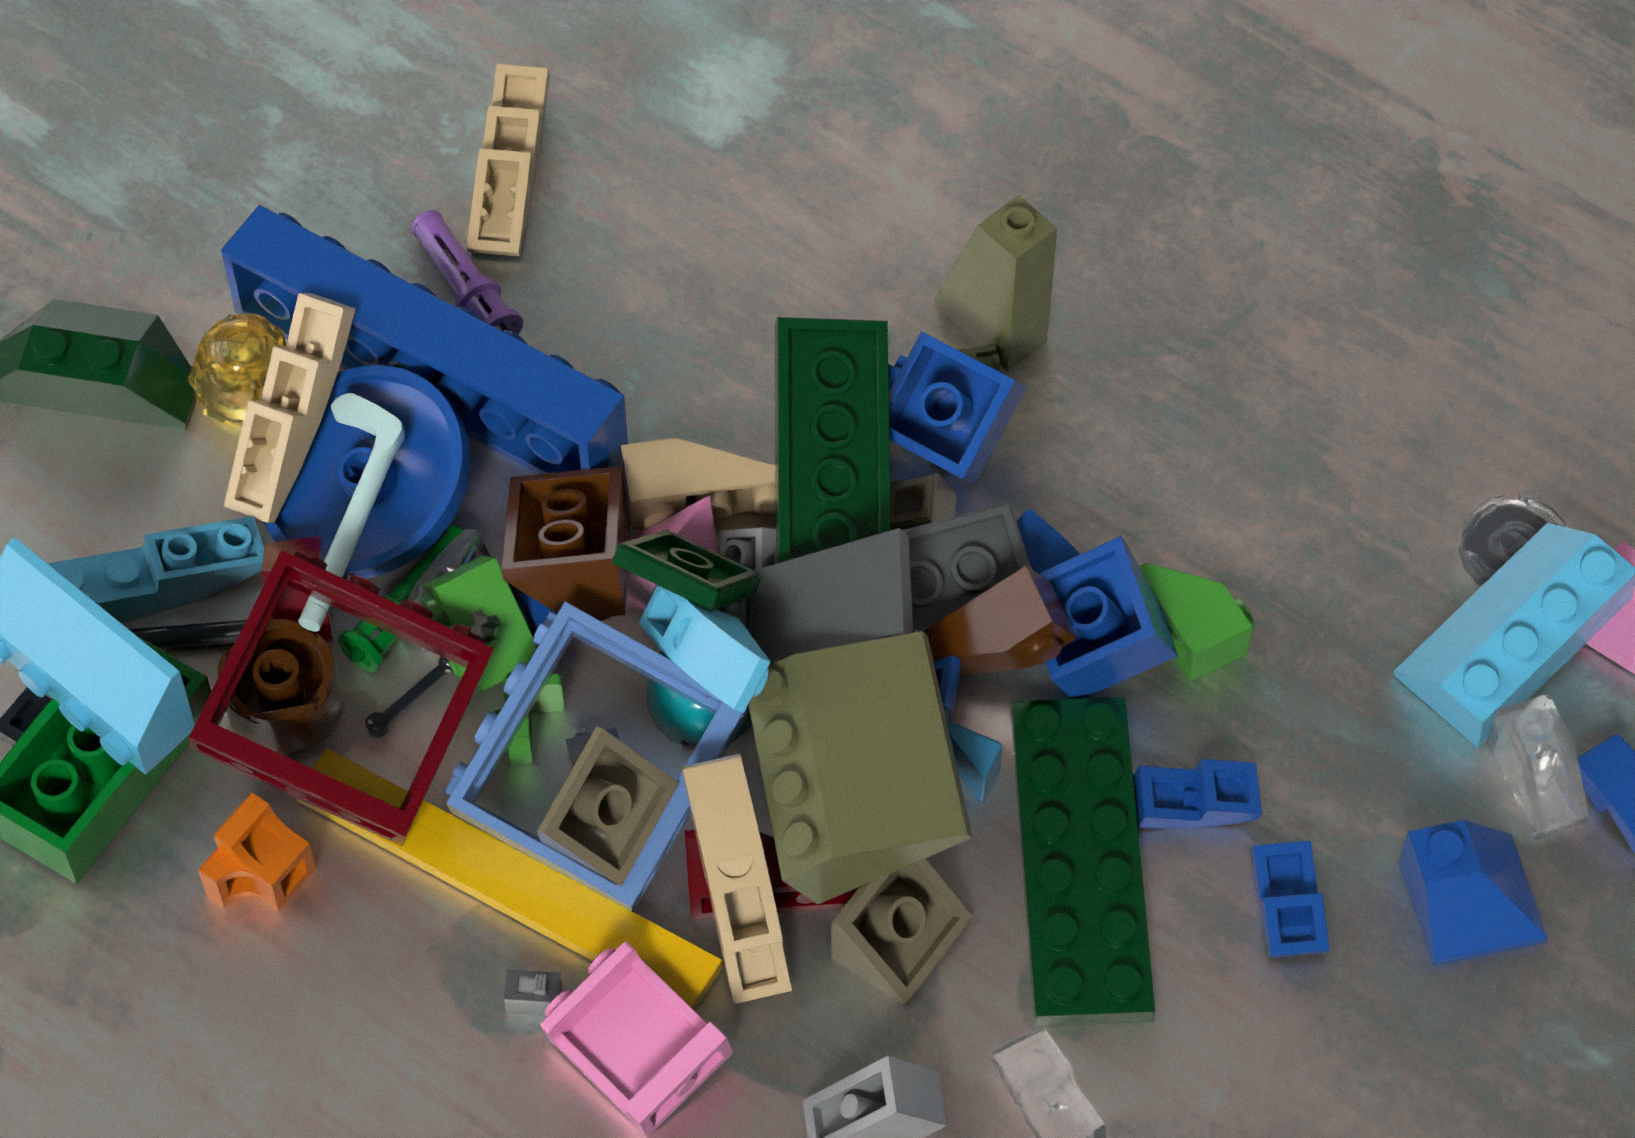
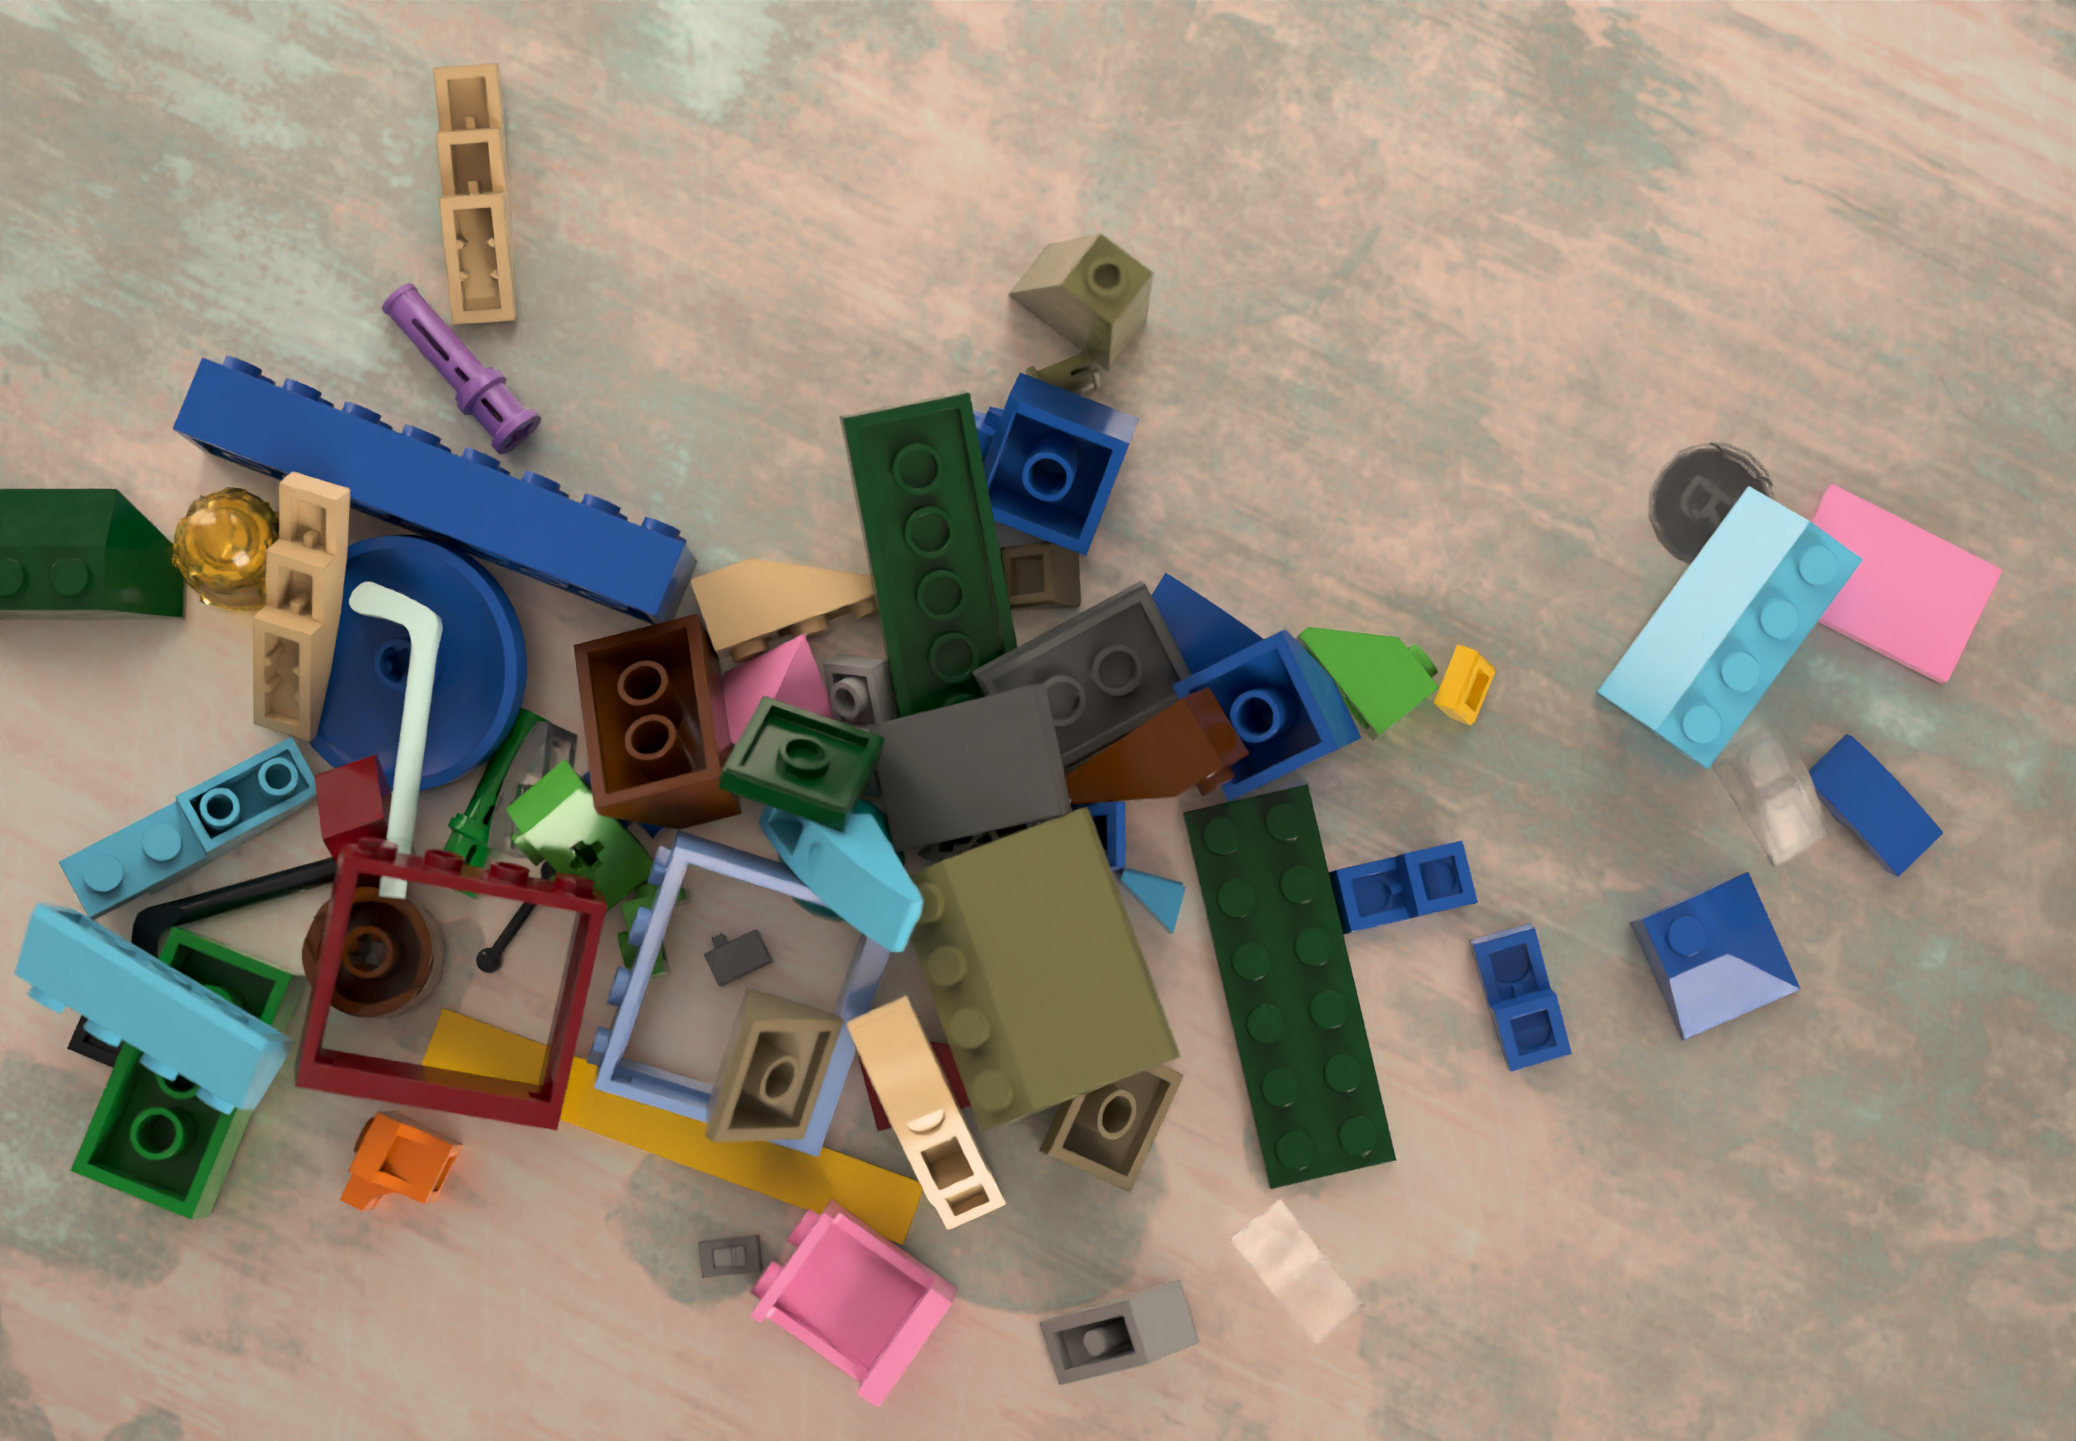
camera: 10 degrees left, 25 degrees up
(1276, 639) = (1464, 685): none -> yellow tile

